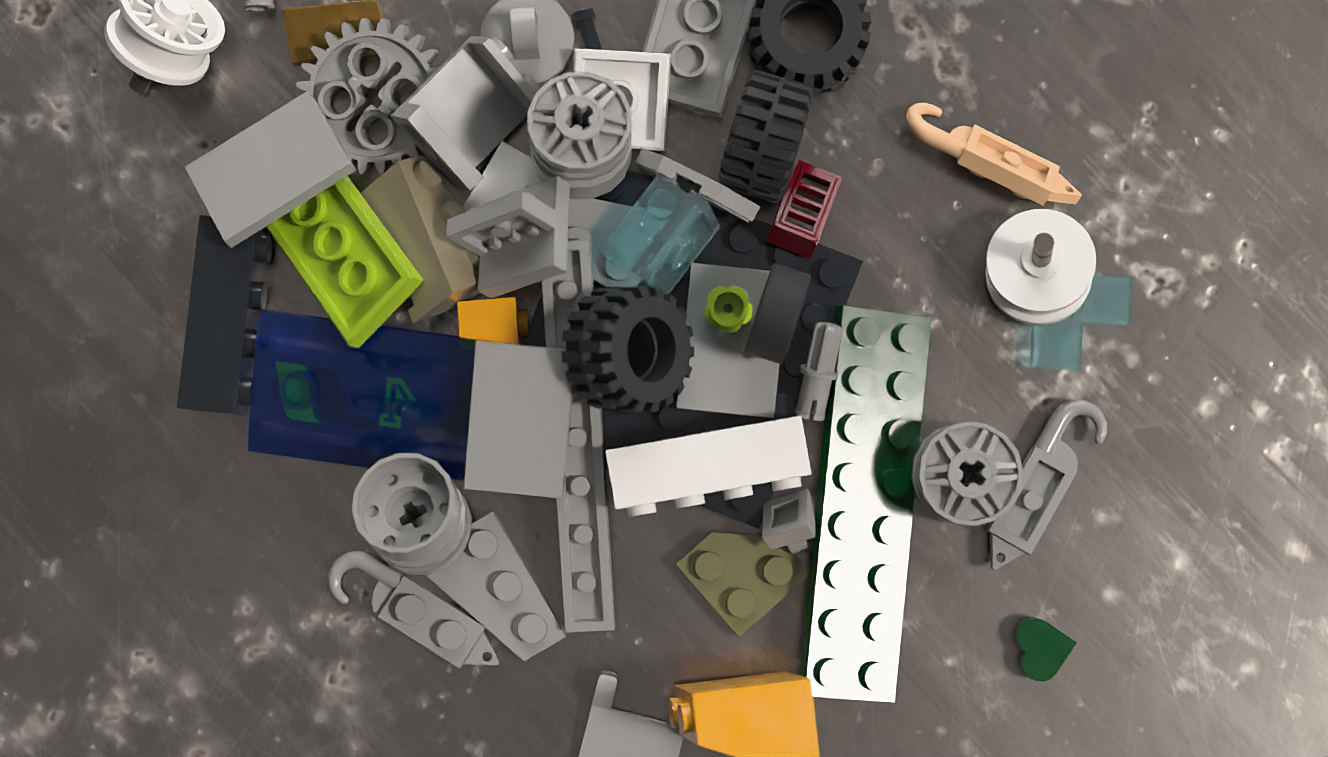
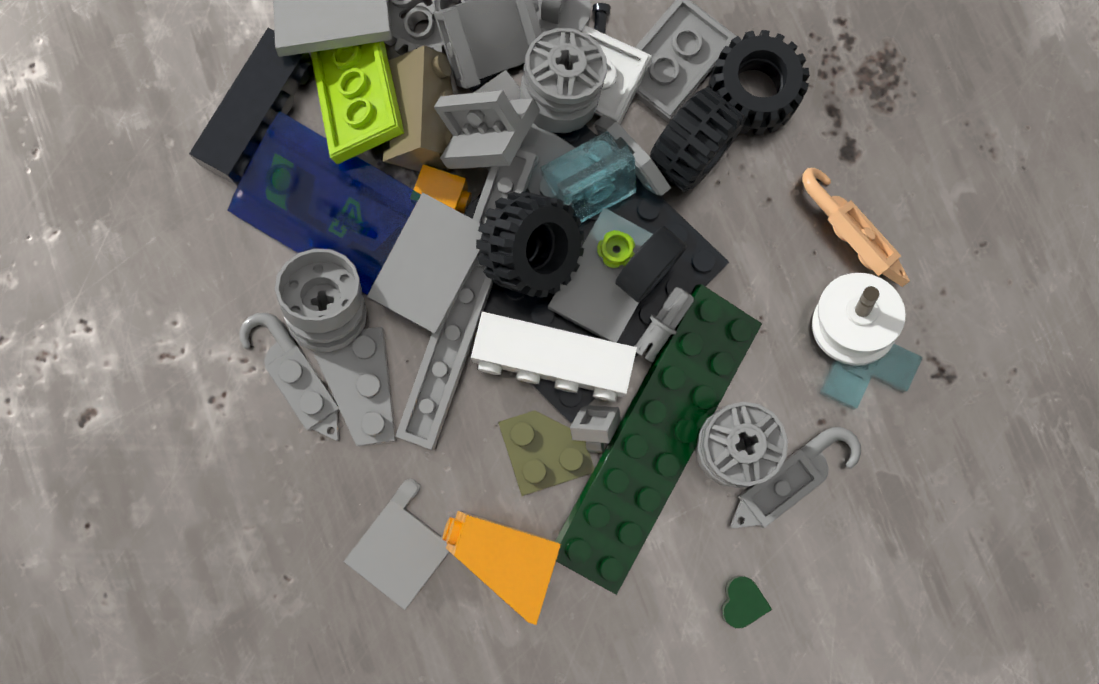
camera: 20 degrees right, 5 degrees down
(795, 237) = (687, 221): dark red slope -> none

